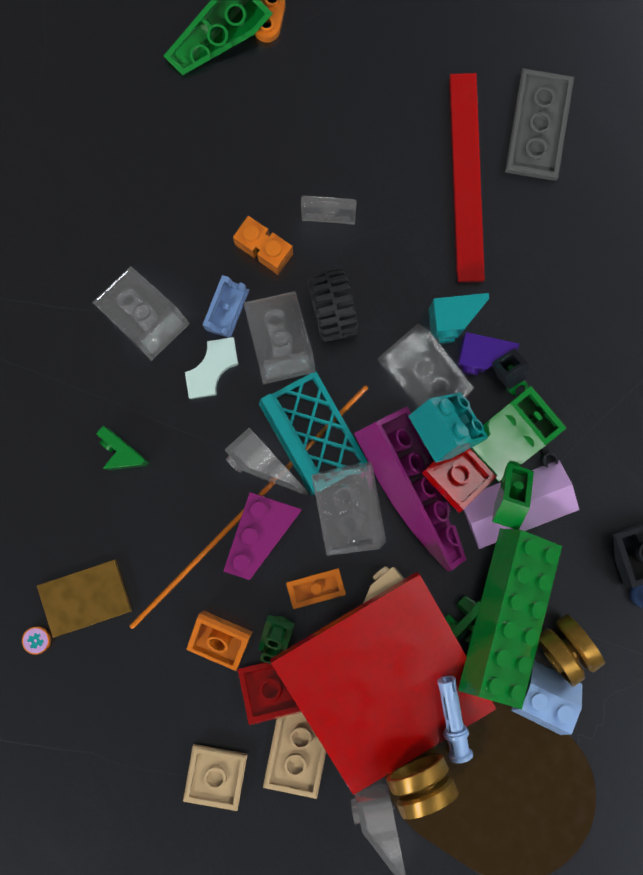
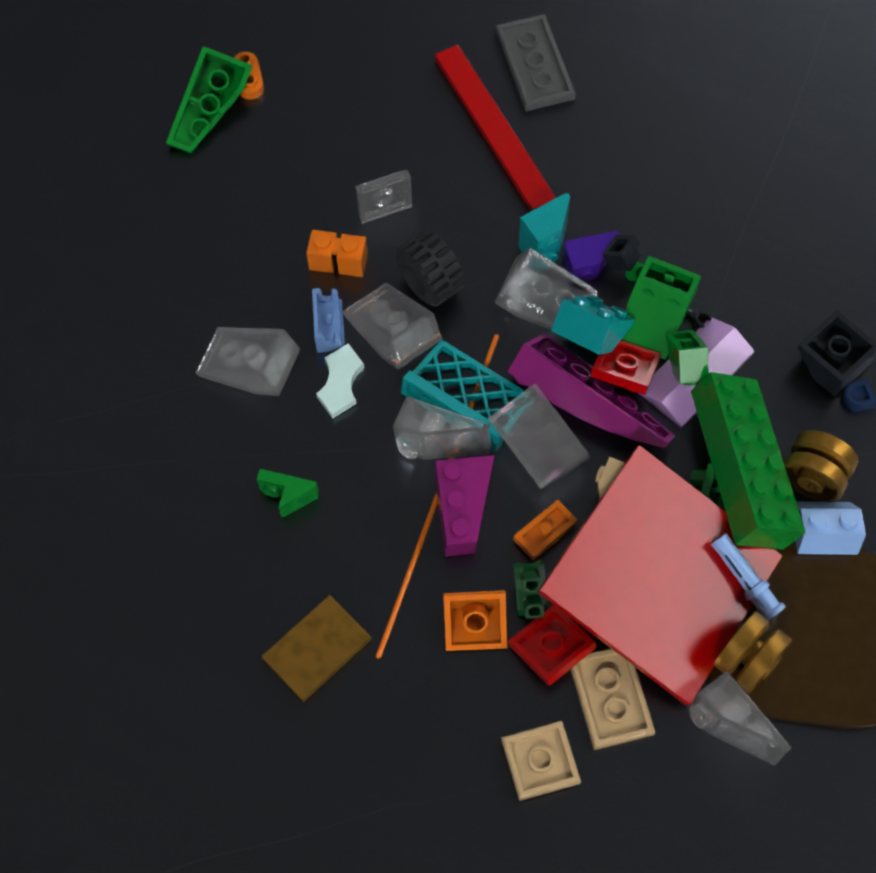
camera: 25 degrees left, 20 degrees down
(36, 640) = (285, 712): tile -> none

